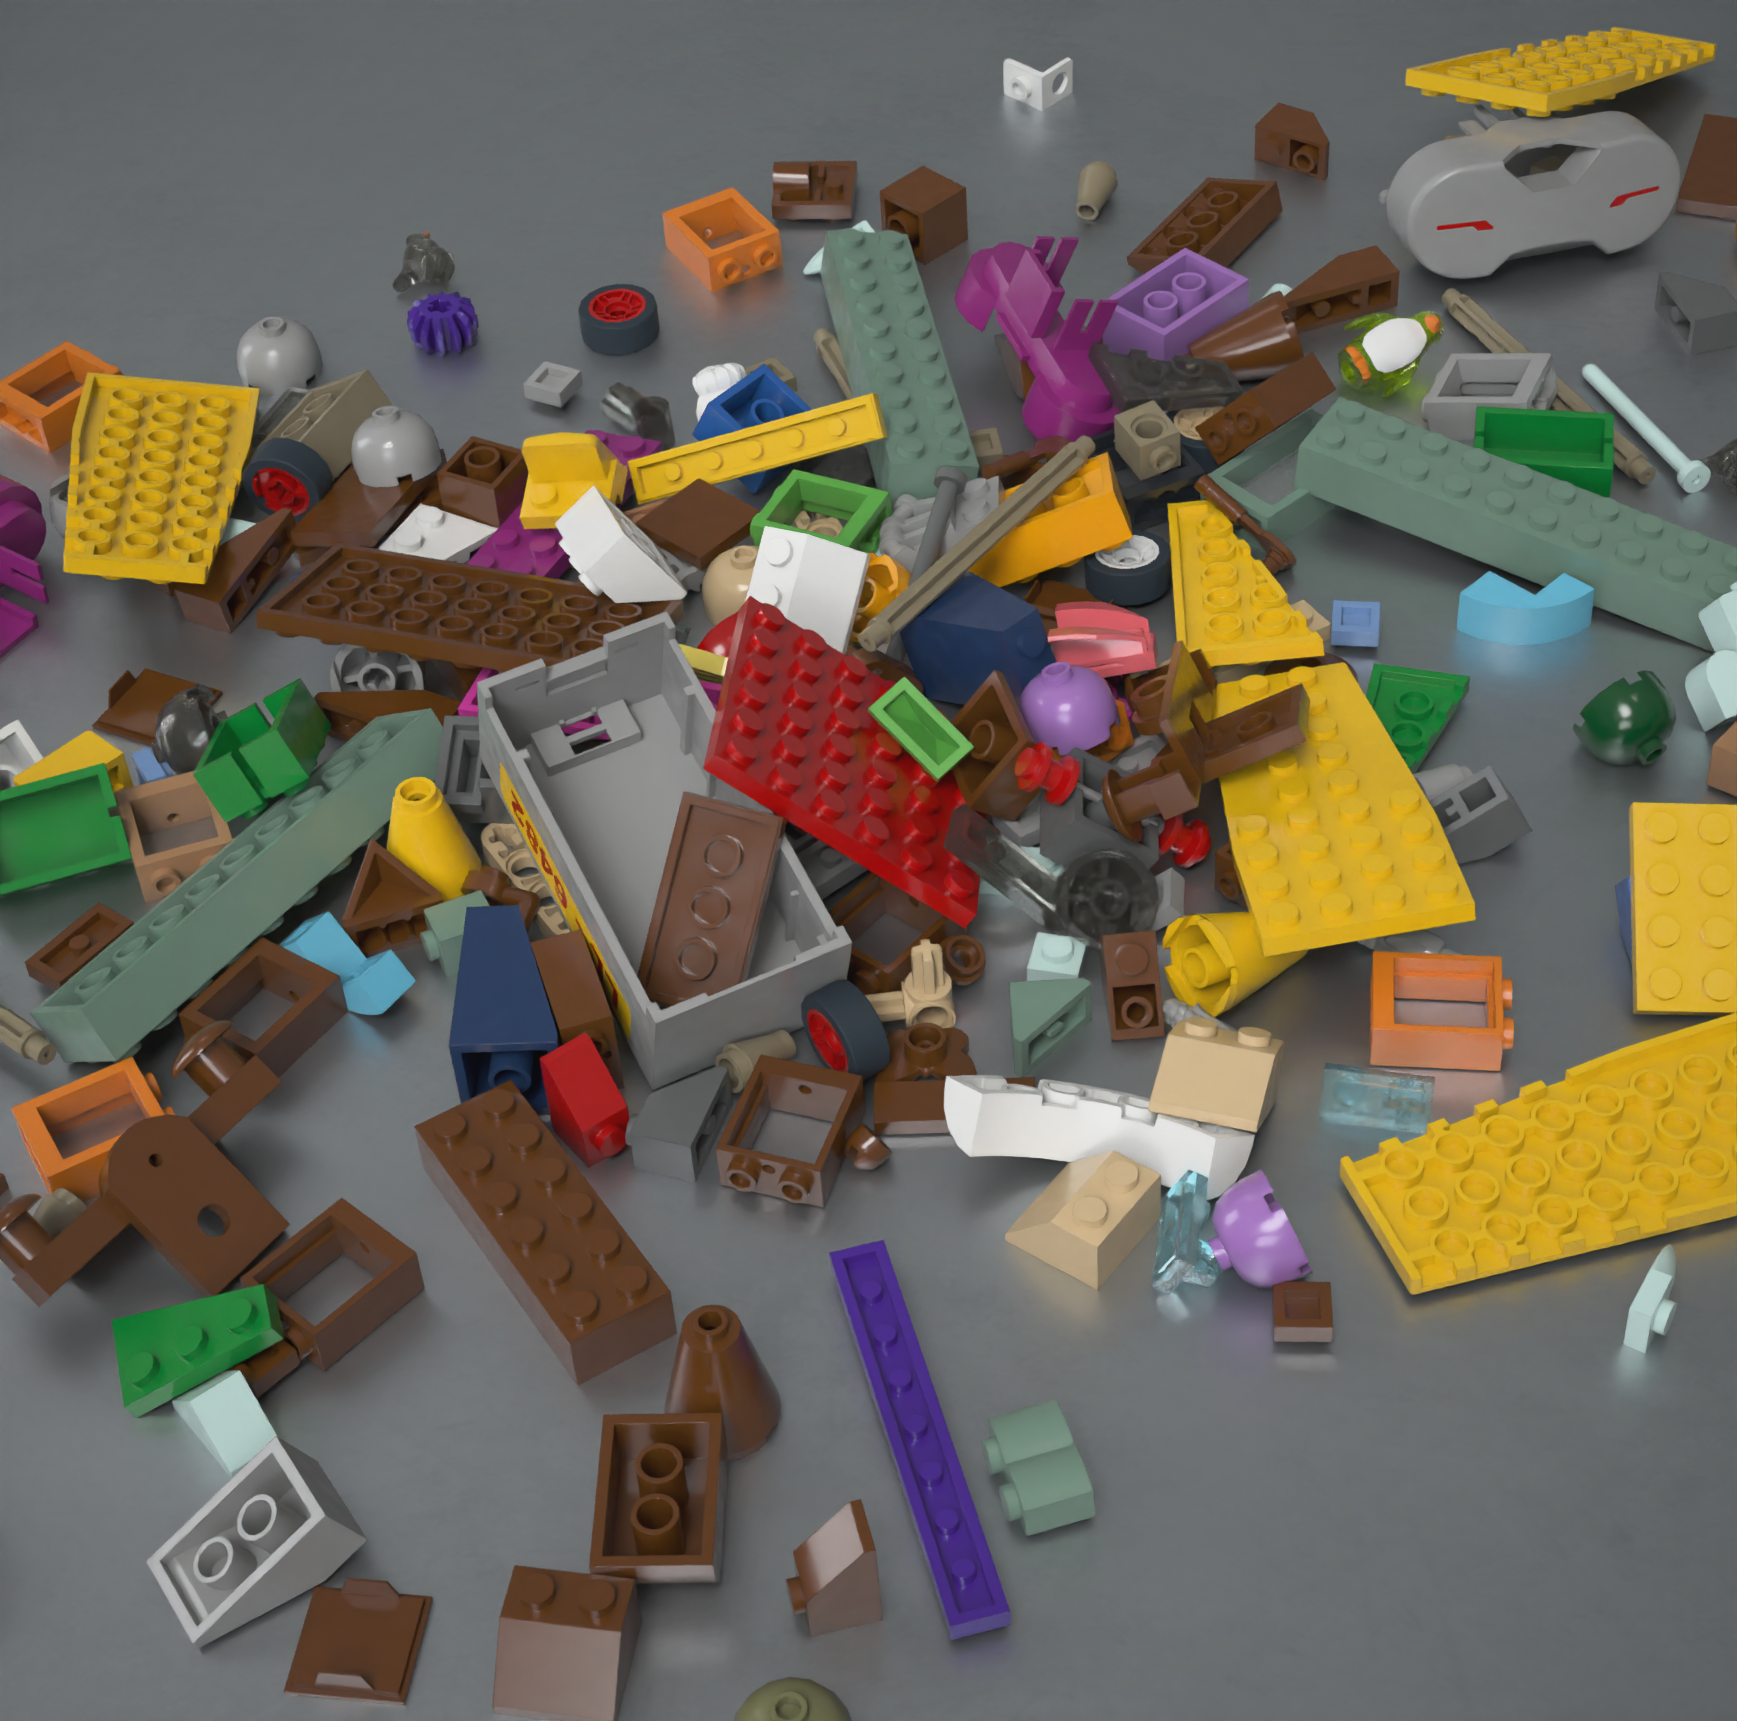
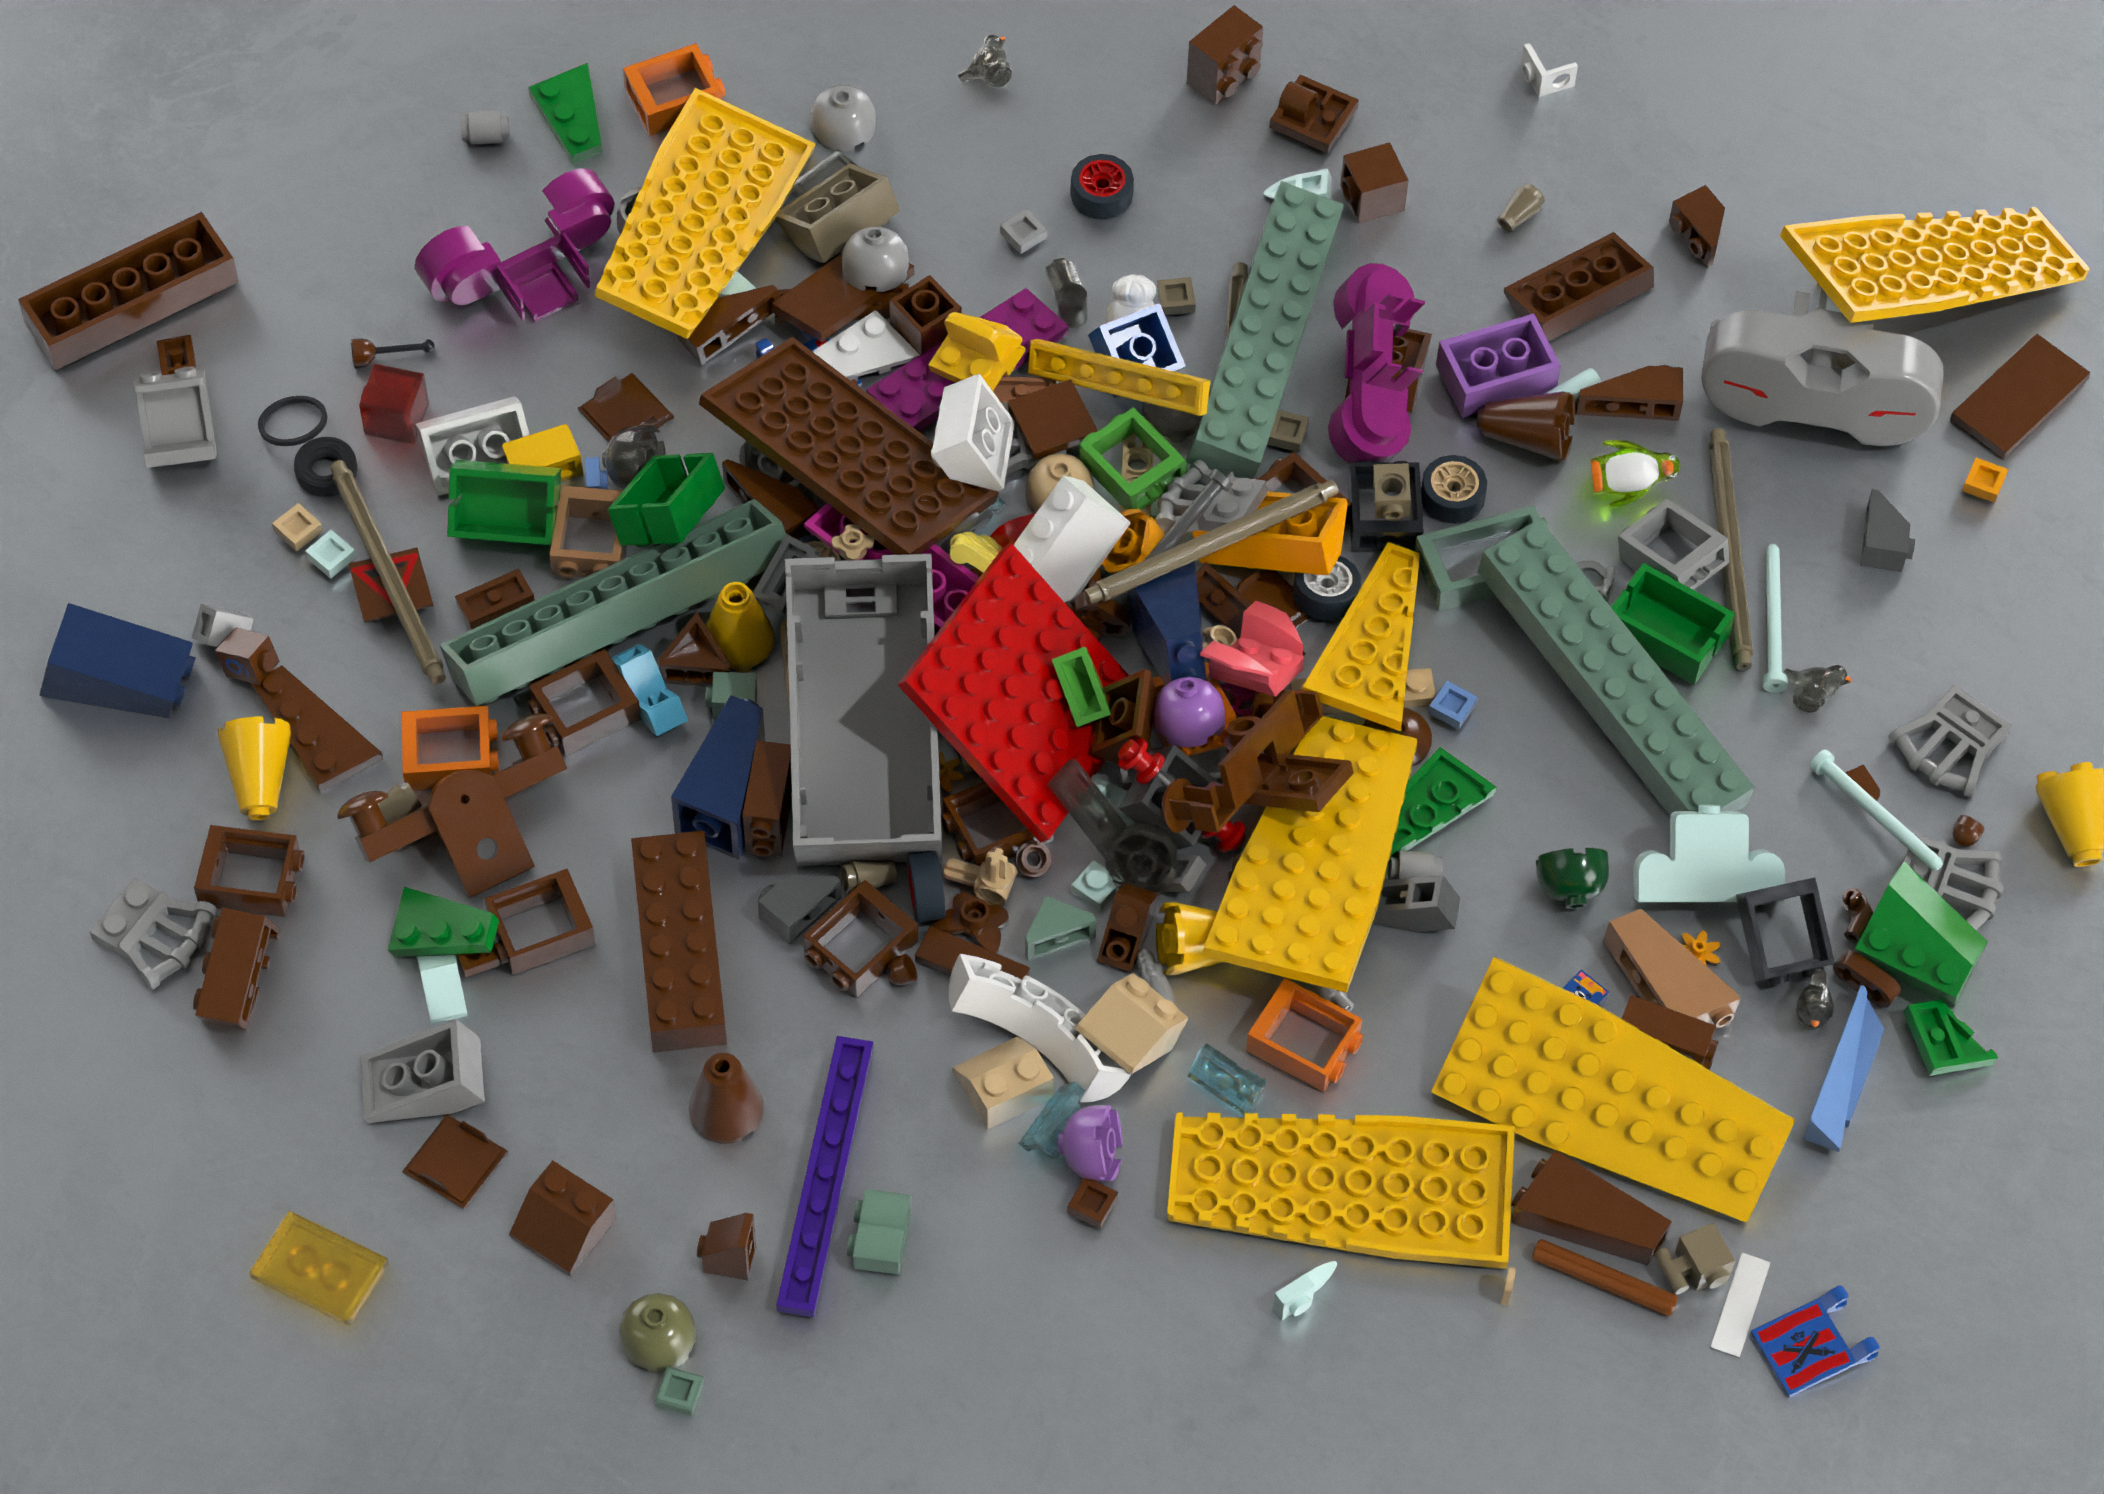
camera: 20 degrees right, 15 degrees up
(286, 476) = (791, 251): black wheel -> none
(442, 323) = (973, 135): dark purple gear -> none
(500, 893) = (767, 669): reddish brown plate -> none
(584, 1101) = (743, 864): red slope -> none
(660, 1498) = (655, 1155): reddish brown brick -> none
(687, 159) = (1224, 55): none -> reddish brown brick
(709, 899) = (874, 768): reddish brown tile -> none
(712, 217) = (1216, 112): orange window -> none
(1043, 448) = (1330, 460): reddish brown piece -> none
(1171, 384) = (1430, 441): clear smoke wing -> none
(1265, 408) = (1490, 500): reddish brown window -> none
(1278, 555) = (1437, 622): reddish brown piece -> none
(1511, 615) = (1557, 744): medium azure brick -> none

